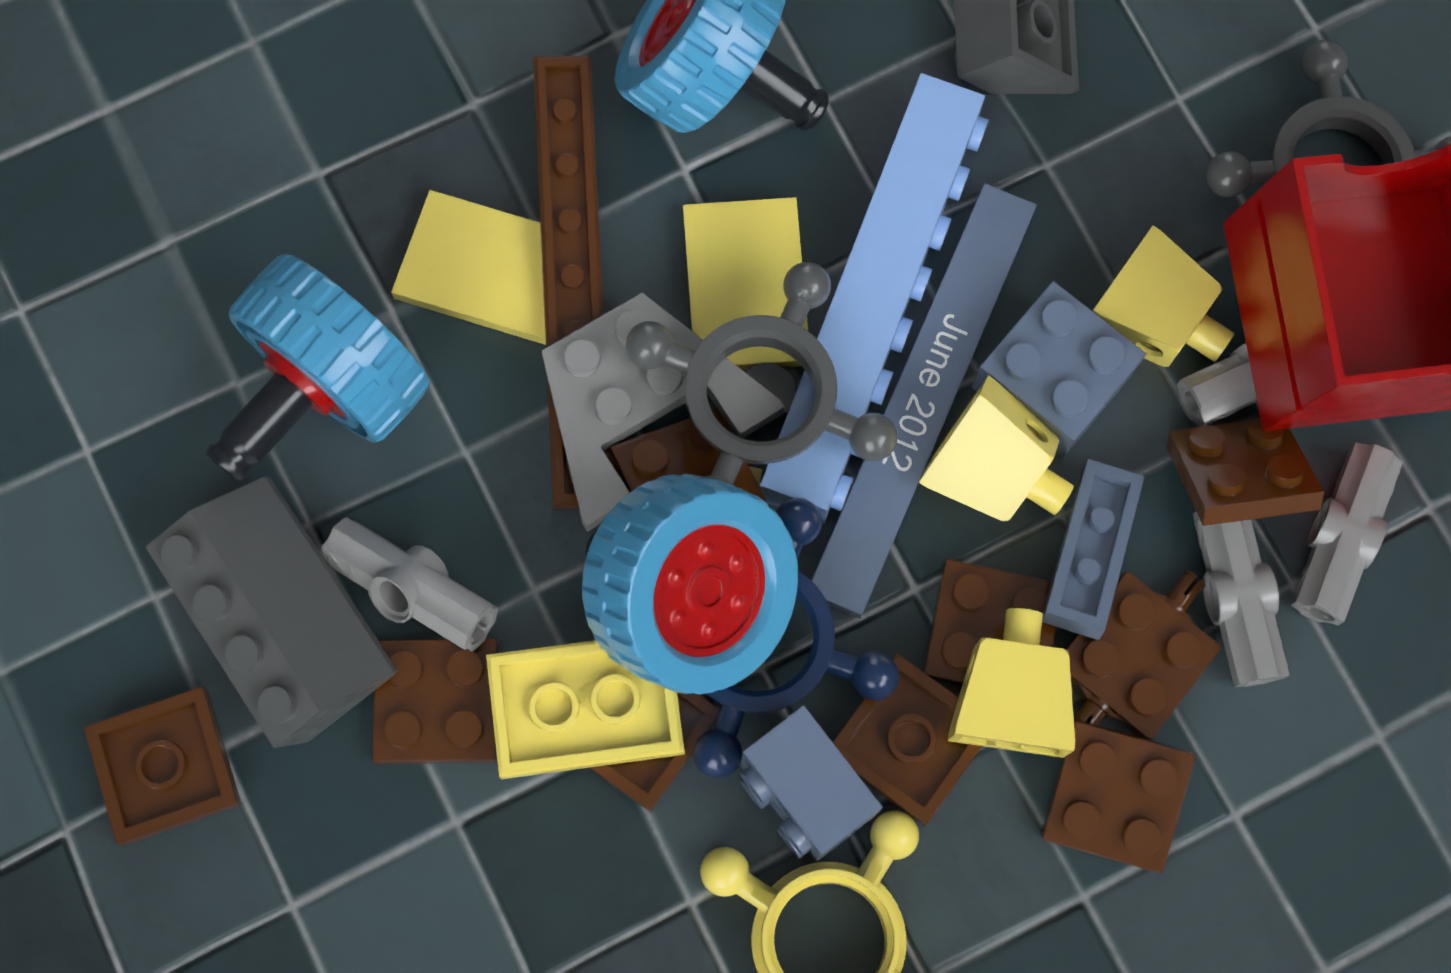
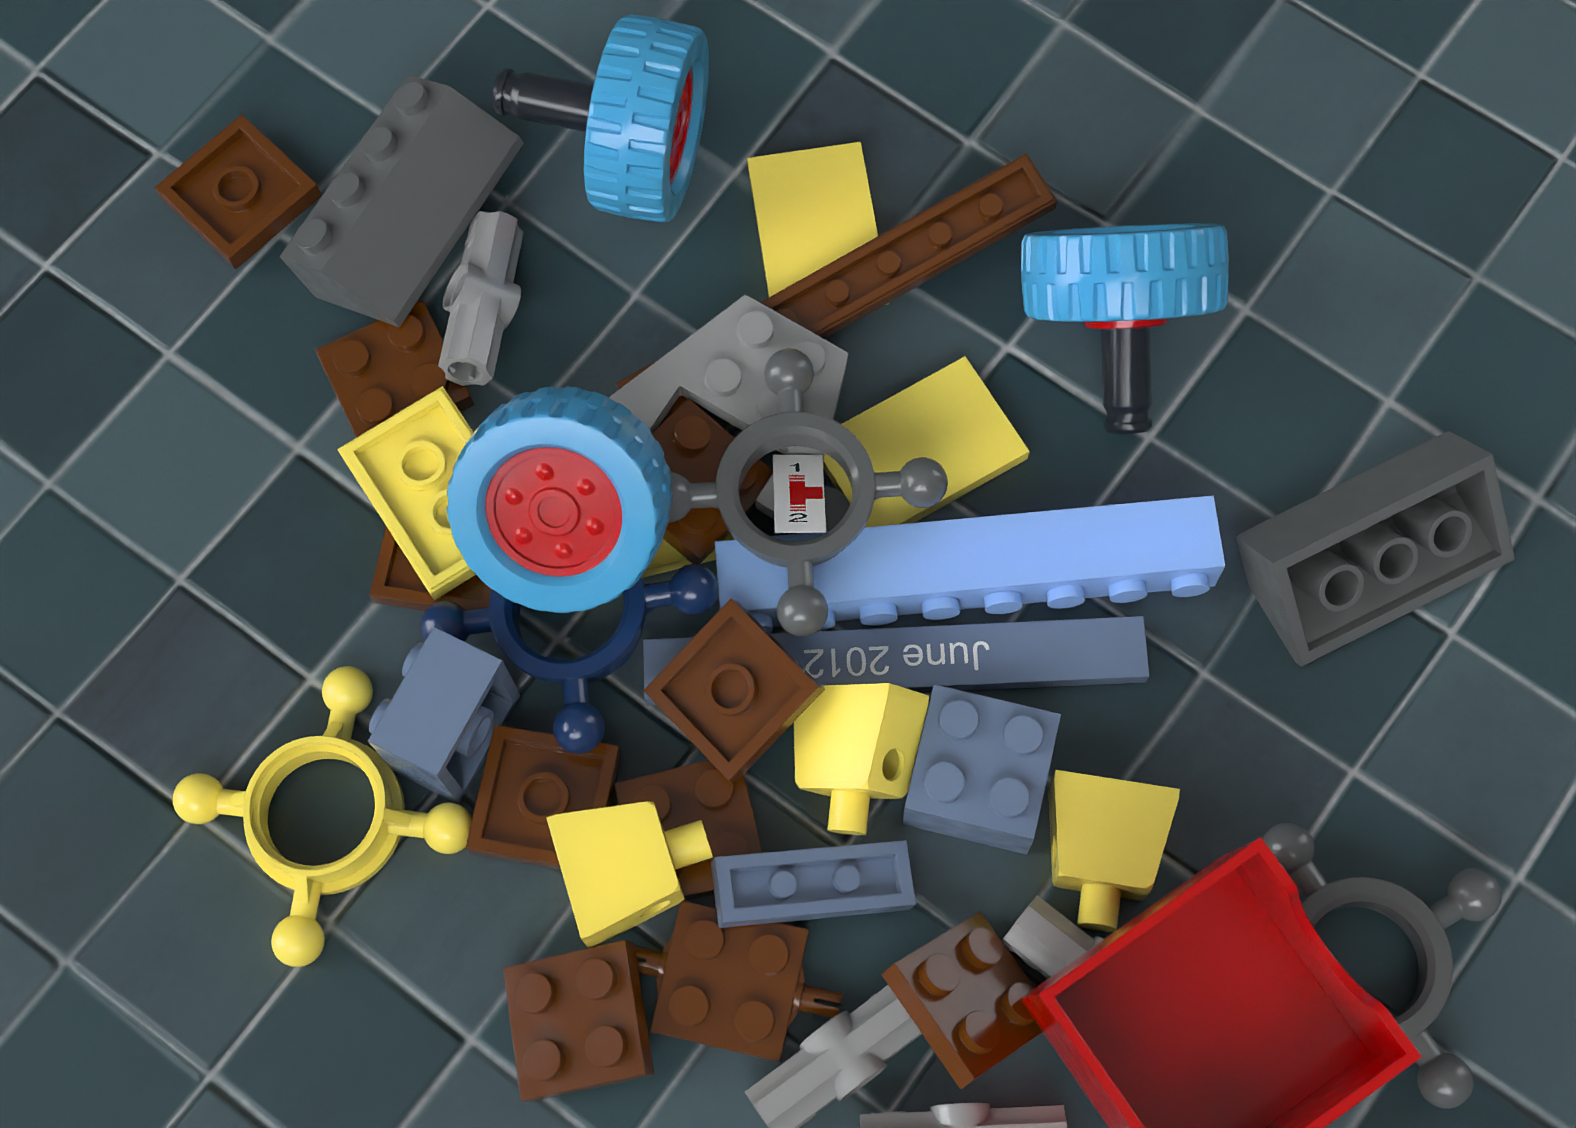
camera: 70 degrees right, 5 degrees down
(761, 391) = (799, 494): none -> white sticker
(903, 531) = (733, 690): none -> reddish brown plate

